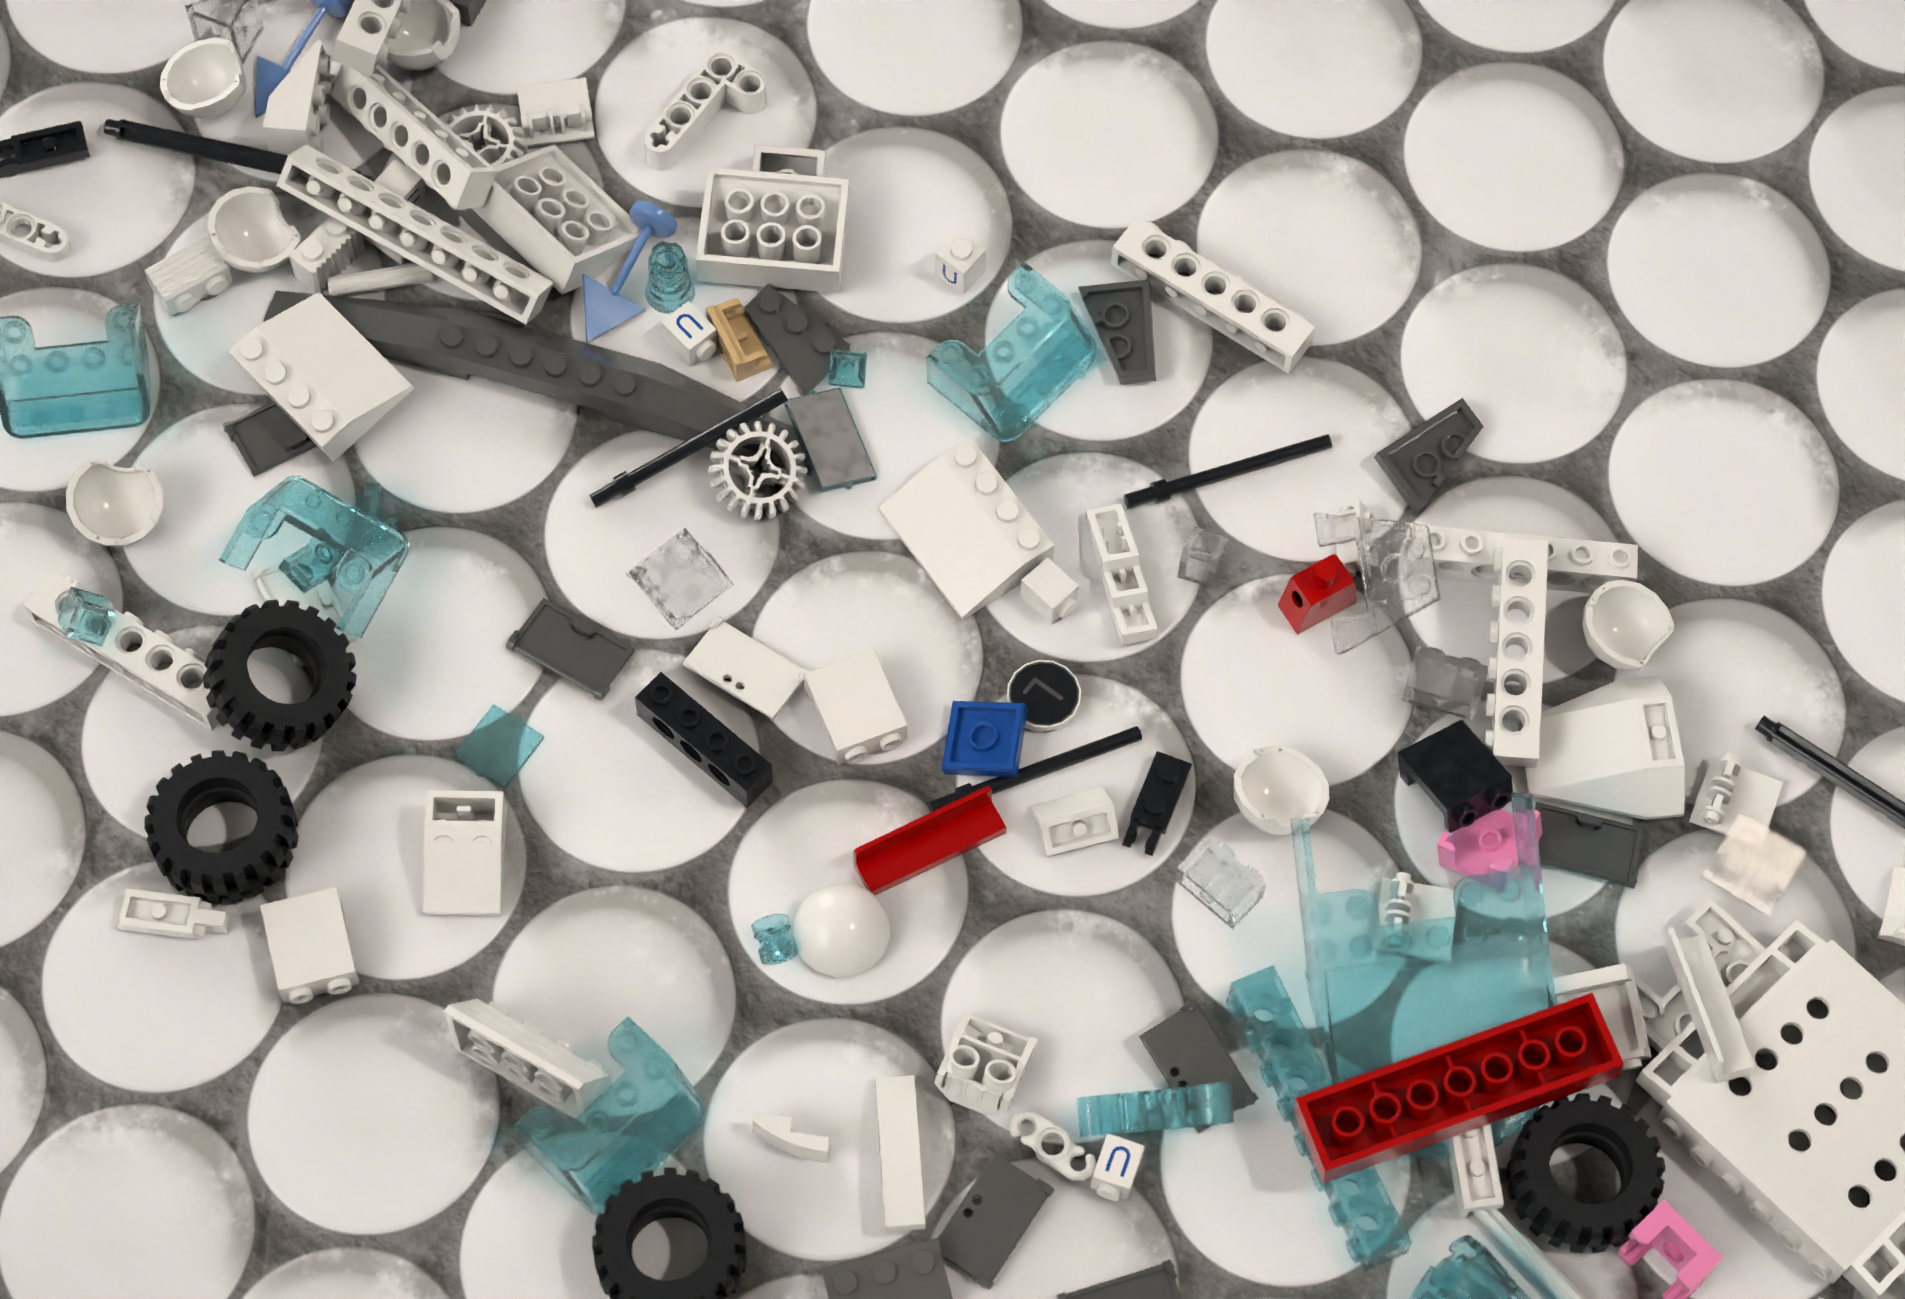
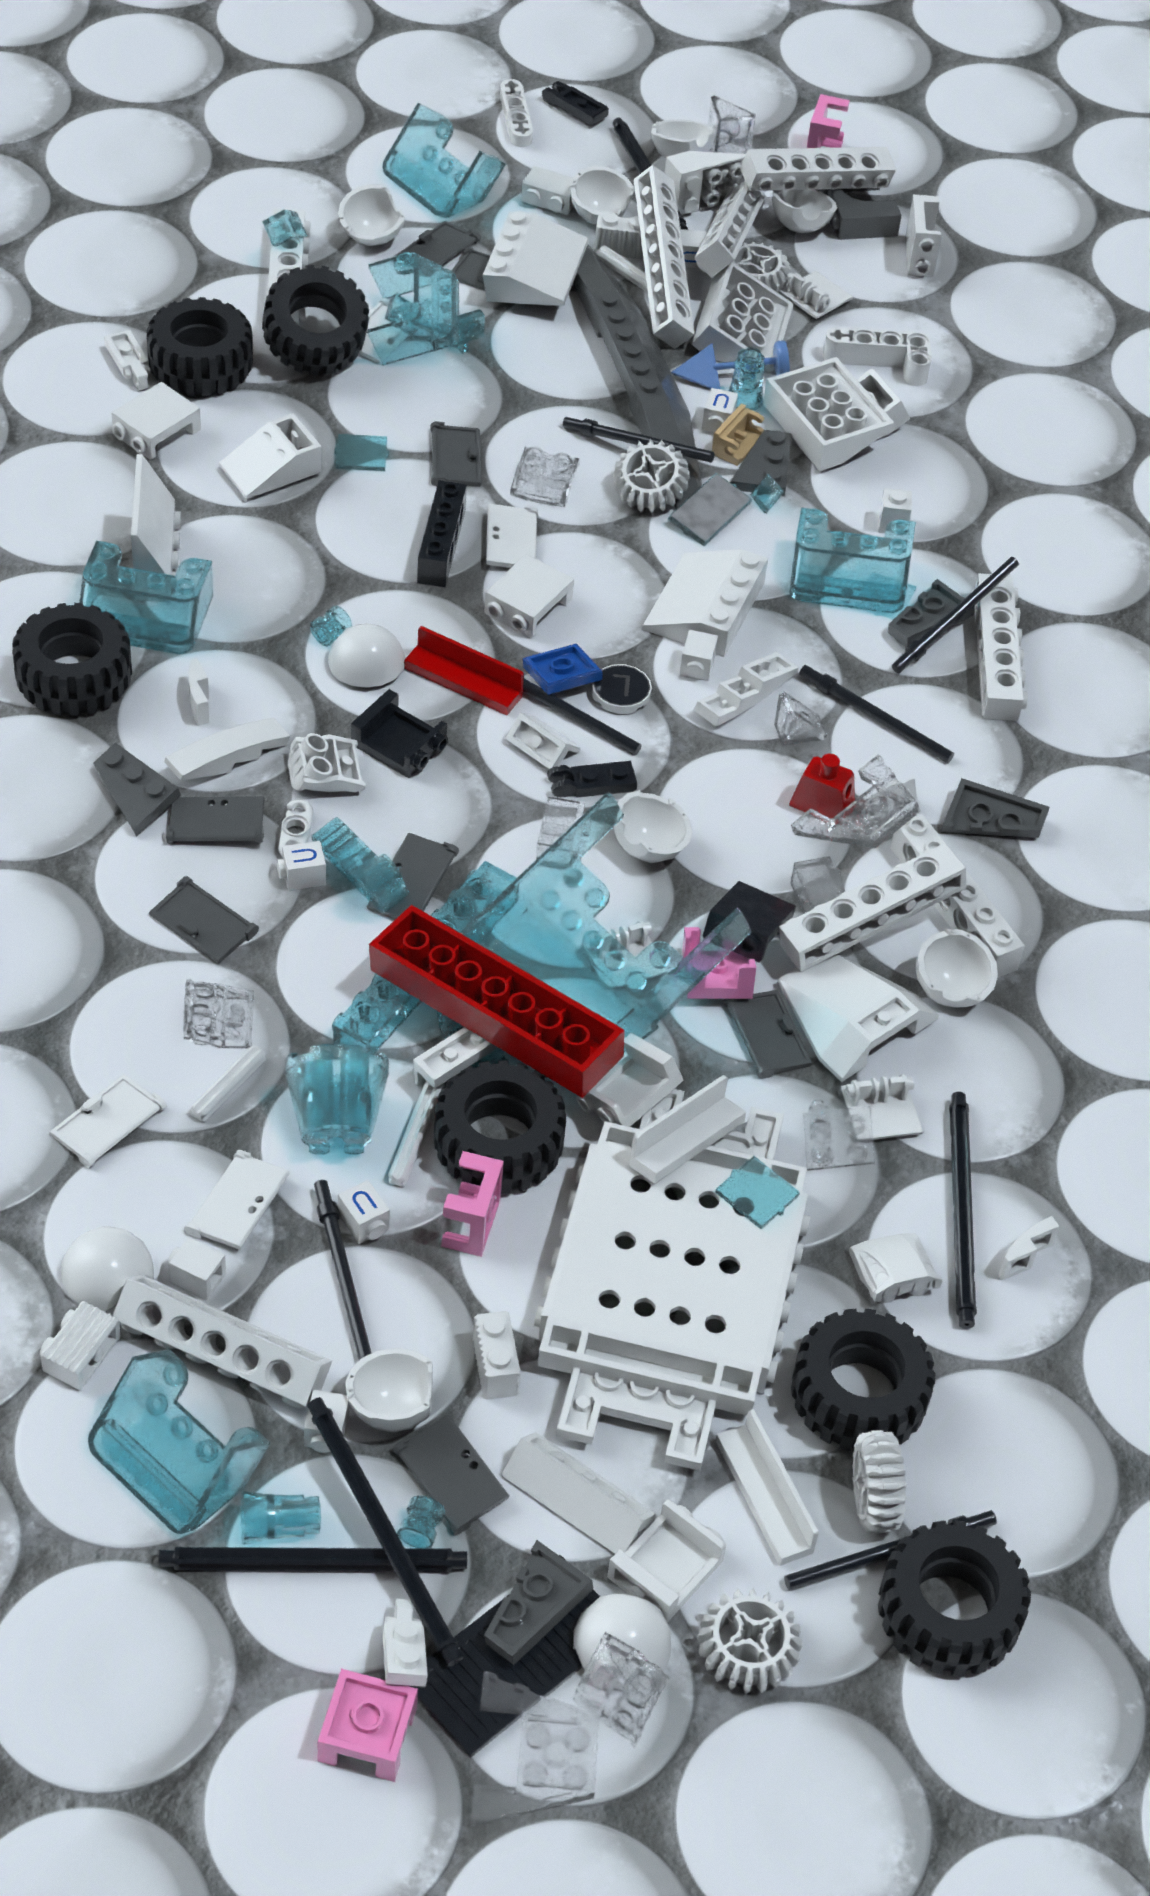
camera: 55 degrees right, 15 degrees down
(196, 447) = (442, 242): none -> dark grey door
(984, 963) = (397, 736): none -> black panel
(1169, 373) = (918, 648): none -> black bar
(1810, 984) = (757, 1192): none -> clear light blue piece

